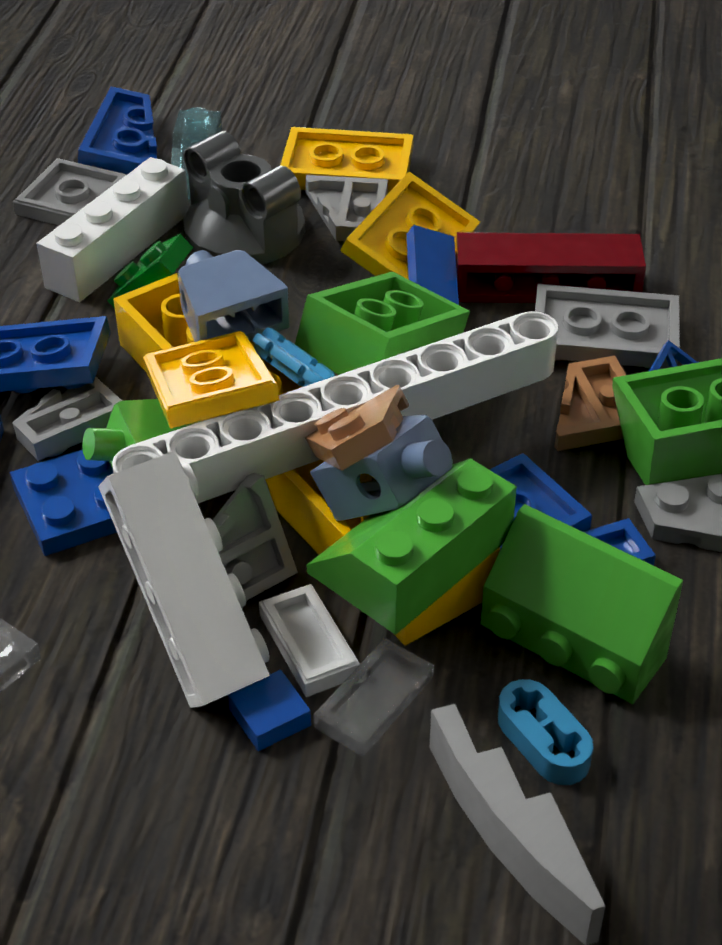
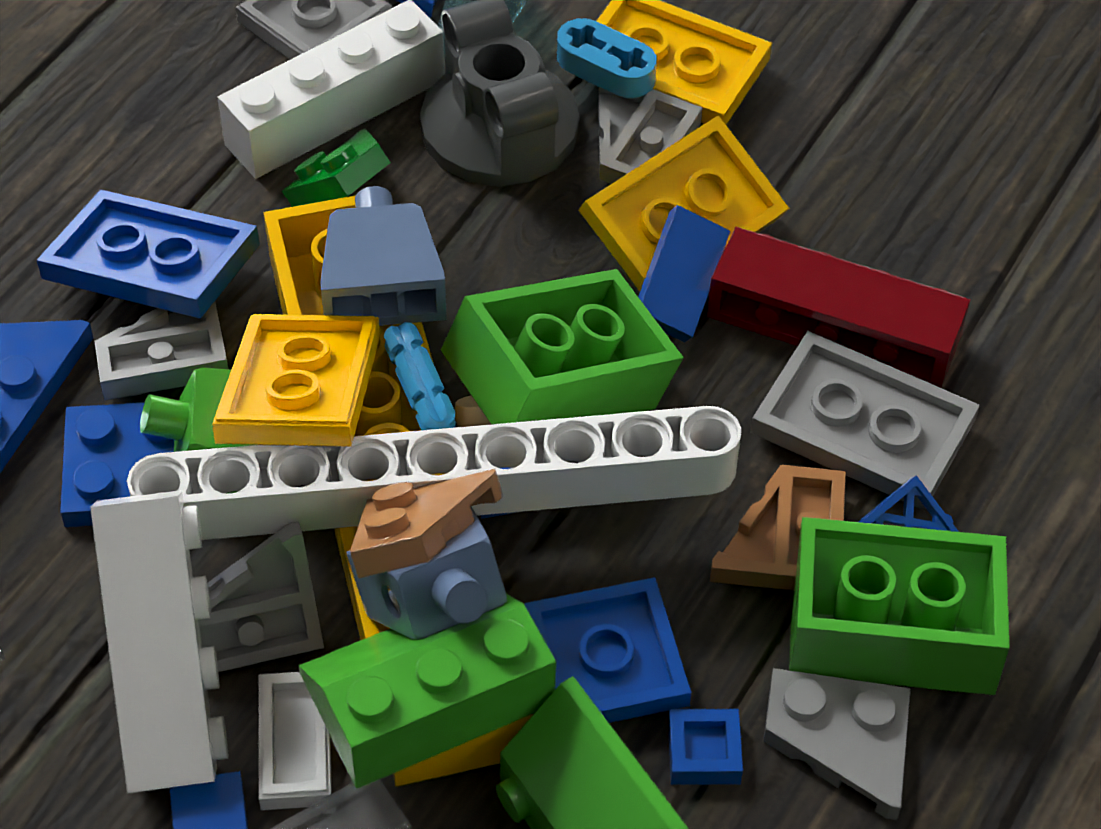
camera: 20 degrees right, 10 degrees up
(310, 162) = (606, 58): none -> dark azure beam

